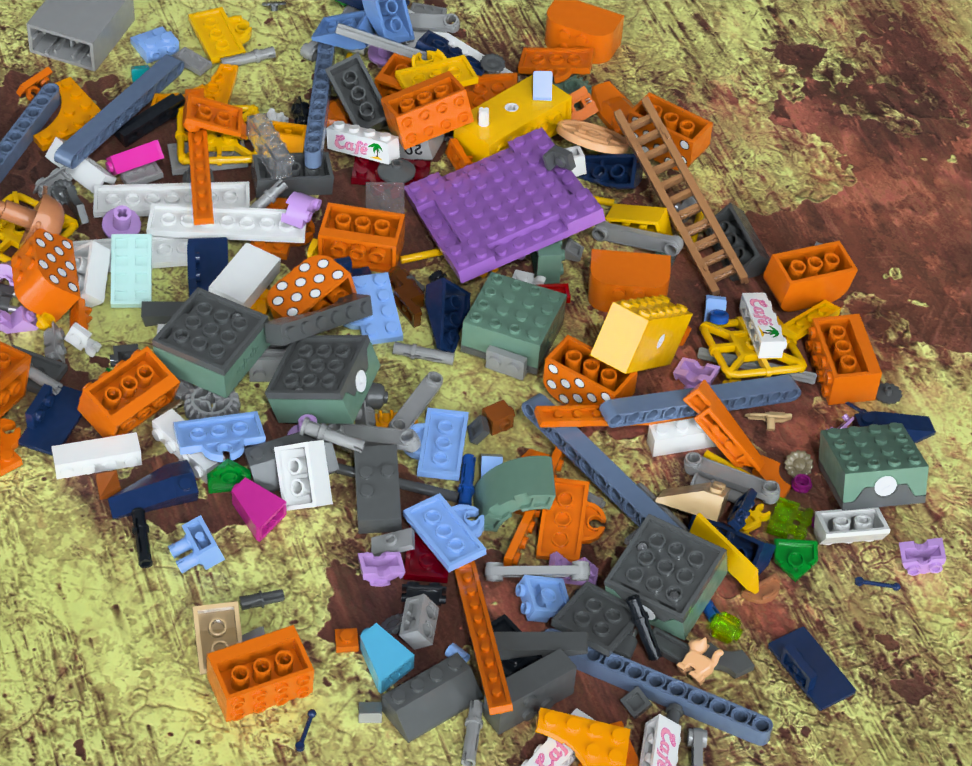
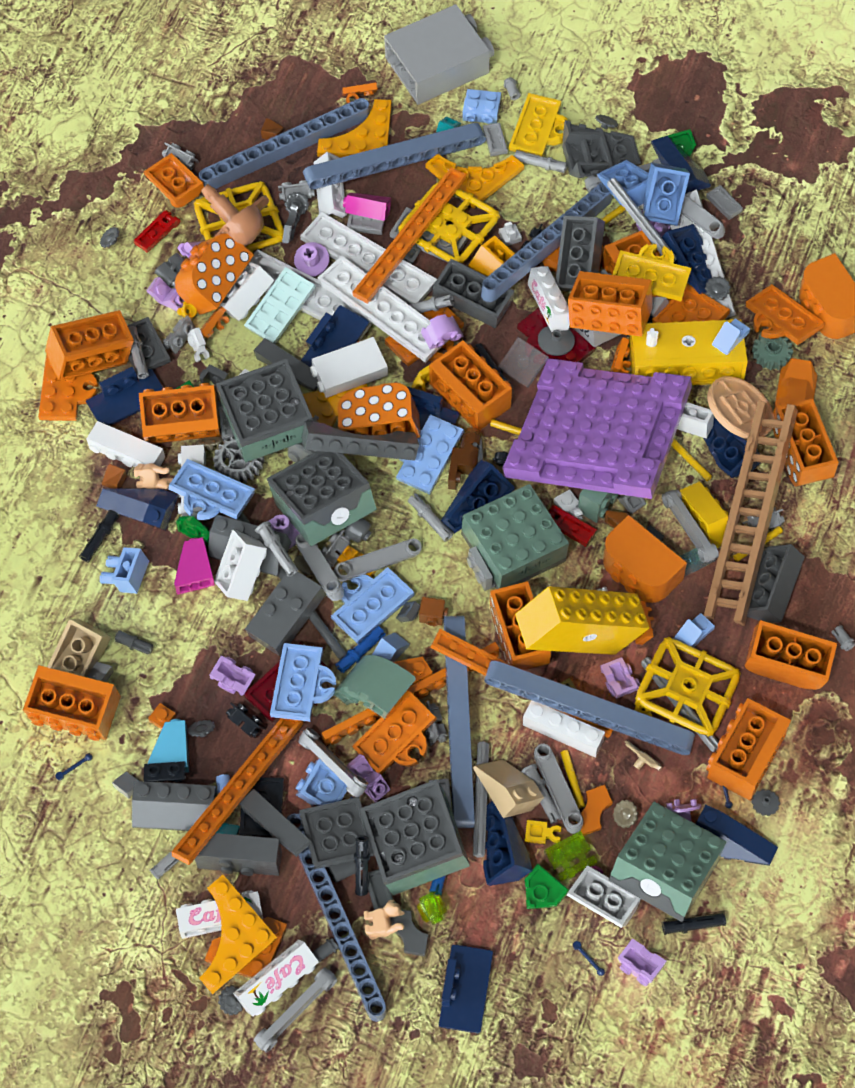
camera: 45 degrees right, 15 degrees up
(146, 460) = (150, 477): none -> light nougat animal
(149, 119) = (411, 176): black panel -> none
(165, 17) = (510, 85): none -> light grey pin
(213, 116) = (446, 209): orange slope -> none
(269, 146) = (463, 262): clear brick -> none
(284, 29) = (594, 150): none -> dark grey wedge
(394, 542) = (259, 663): light grey plate -> none
(401, 671) = (164, 771): none -> black hinge
(419, 621) = (214, 738): light grey brick -> none
(560, 157) = (662, 416): dark grey bracket -> none
(574, 268) = (614, 518): none -> dark orange slope
(585, 101) = (769, 377): orange piece -> none
(636, 702) = (309, 918): dark grey plate -> none
(718, 317) = (683, 641): blue tile -> none
(722, 427) = (581, 742): orange wedge -> none
(737, 563) = (479, 852): yellow slope -> none
(741, 510) = (529, 822): dark blue hinge -> none
(762, 325) = (706, 674): white brick -> none
(767, 592) = (495, 899): nougat tile -> none
(798, 326) = (761, 693): yellow plate -> none
(801, 483) = (612, 827): magenta plate -> none
(923, 510) = (693, 923): none -> black pin

